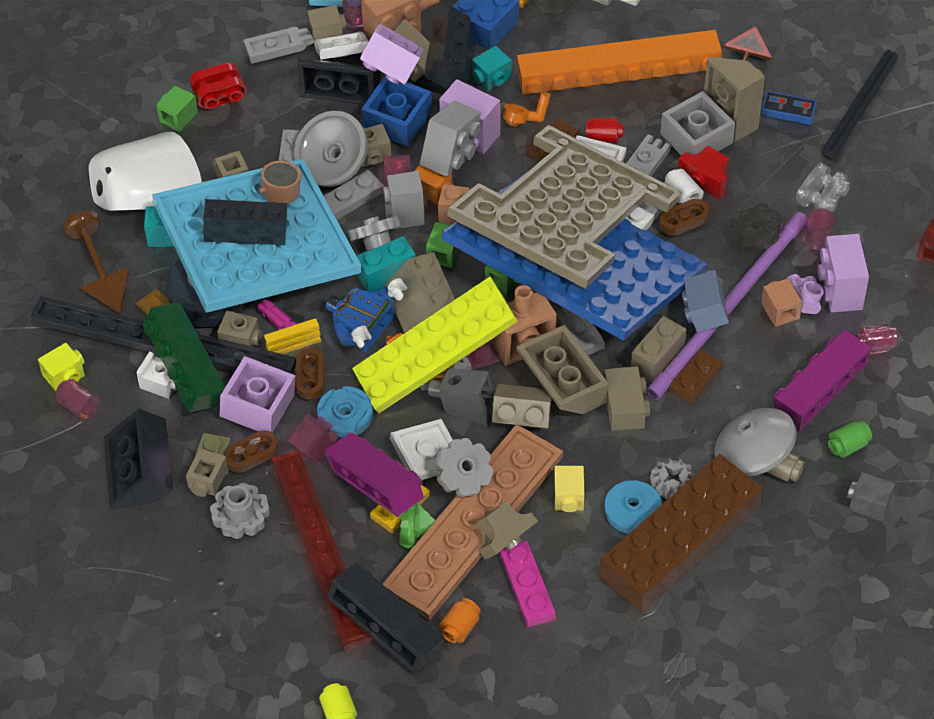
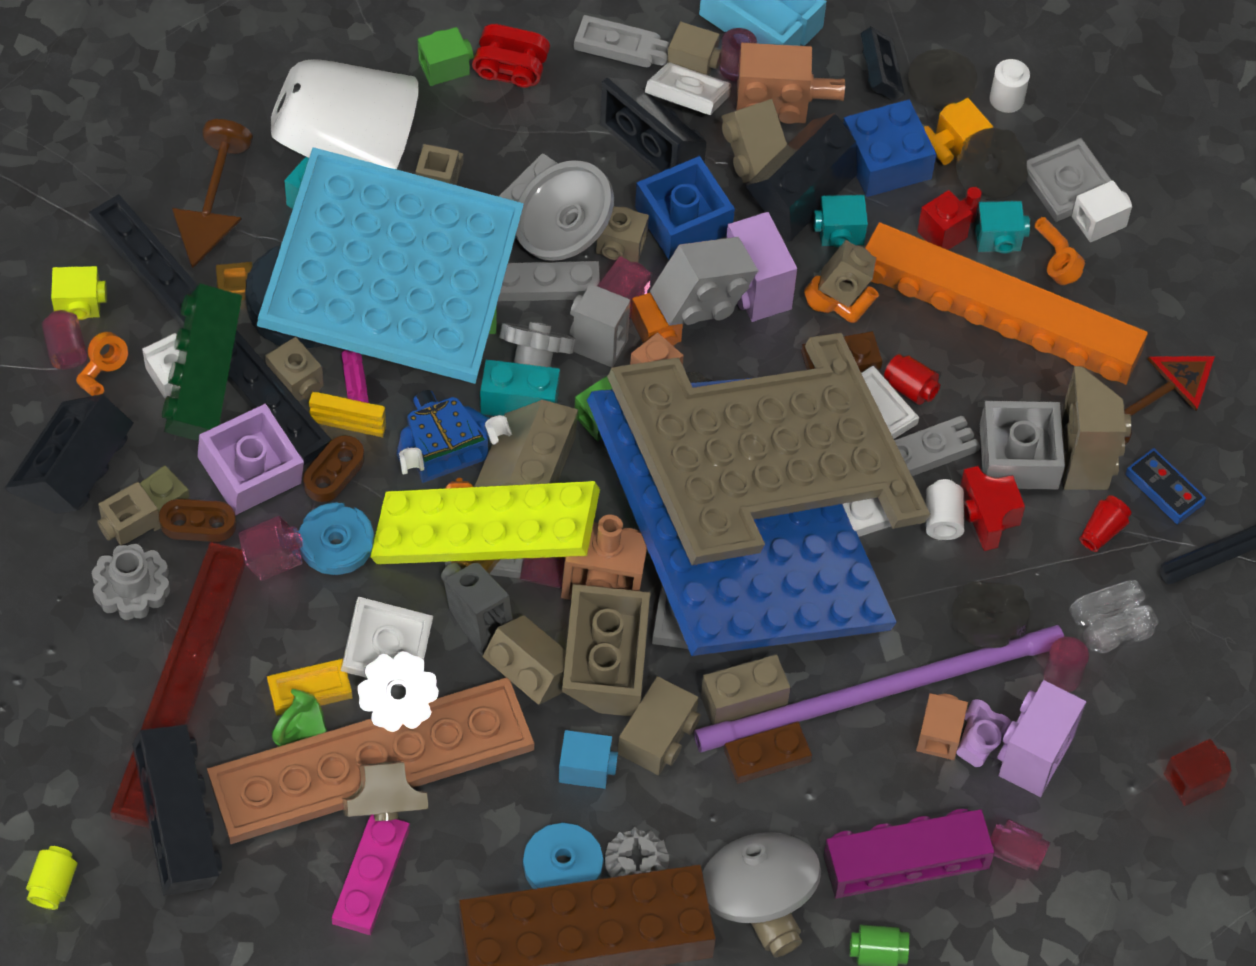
camera: 30 degrees right, 5 degrees up
(111, 391) = (108, 362): none -> orange plate
(245, 222) = (384, 241): black slope -> none
(280, 182) = (464, 219): piece -> none
(375, 474) = (296, 635): magenta brick -> none
(391, 54) = (715, 134): lavender brick -> none
(460, 620) = (258, 867): orange brick -> none
(523, 91) = (847, 273): none -> dark tan brick
(551, 32) = (947, 219): none -> red brick
(569, 488) = (505, 792): light yellow brick -> none
(582, 22) = (1001, 226): none -> teal brick
(600, 441) = (587, 759): none -> dark azure brick
(635, 22) = (1067, 263): none -> orange plate
(681, 218) = (917, 546): reddish brown plate -> none
(705, 301) = (846, 668): sand blue brick -> none
(775, 142) = (1105, 522): none -> red cone

